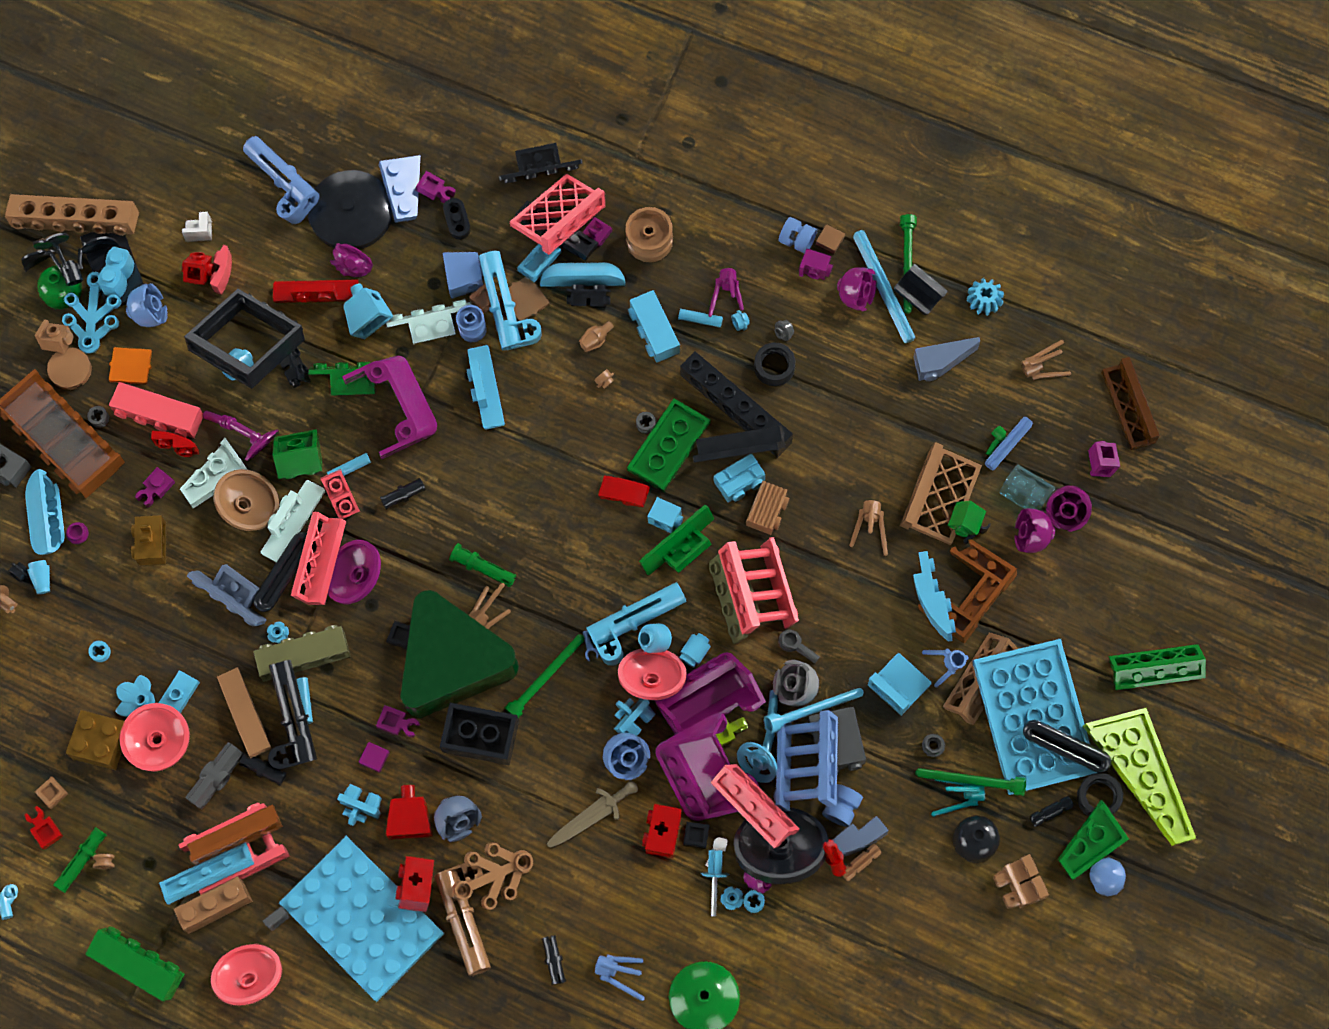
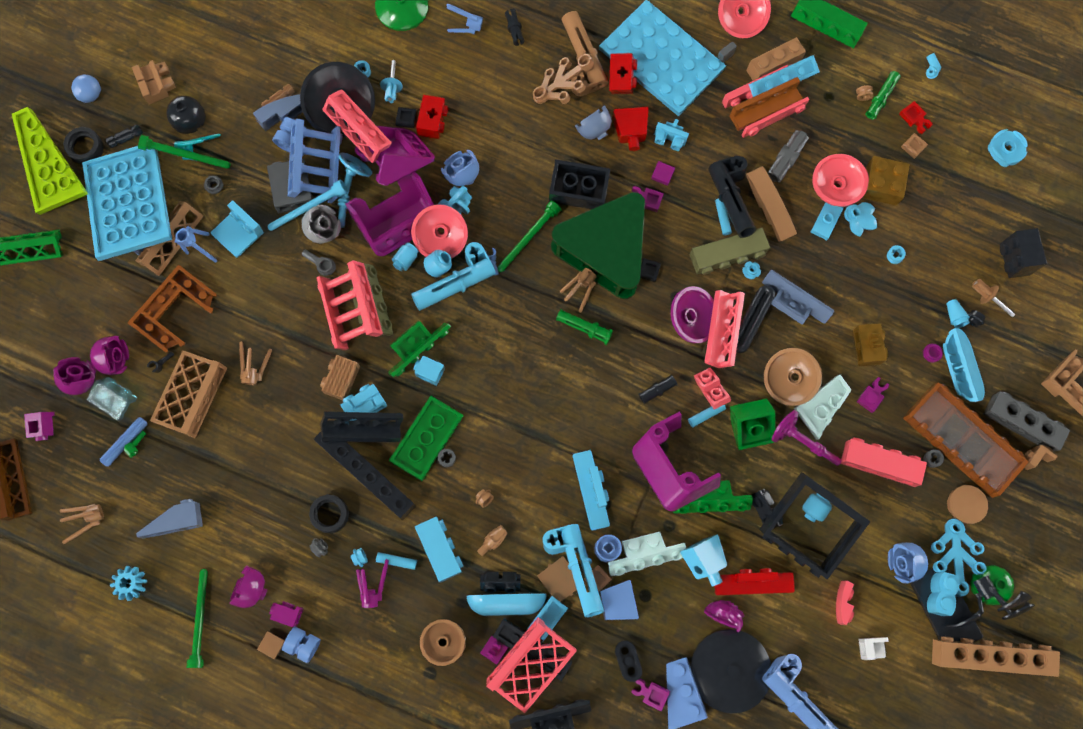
camera: 170 degrees right, 5 degrees up
(54, 337) = (988, 531): medium nougat brick -> none
(130, 365) = (913, 509): orange piece -> none
(180, 444) = (857, 430): red slope -> none
(197, 268) = (867, 601): red brick -> none
(263, 769) = (753, 163): black pin -> none
(291, 518) = (751, 365): light aqua bracket -> none
(593, 814) = (483, 134): dark tan sword -> none
(624, 490) = (465, 393): red slope -> none
(719, 844) = (387, 110): white hand -> none
(728, 734) = (380, 193): lime plate -> none
(732, 904) = (378, 75): medium azure plate -> none
(834, 858) = (295, 89): red axle -> none
(884, 287) = (224, 595): medium azure axle -> none
(920, 289) = (189, 588): black panel -> none
(932, 600) = (200, 289): medium azure slope -> none
(966, 518) = (166, 367): green brick -> none
(1067, 746) = (102, 174): black piece -> none
(1092, 842) = (93, 108): green wing -> none

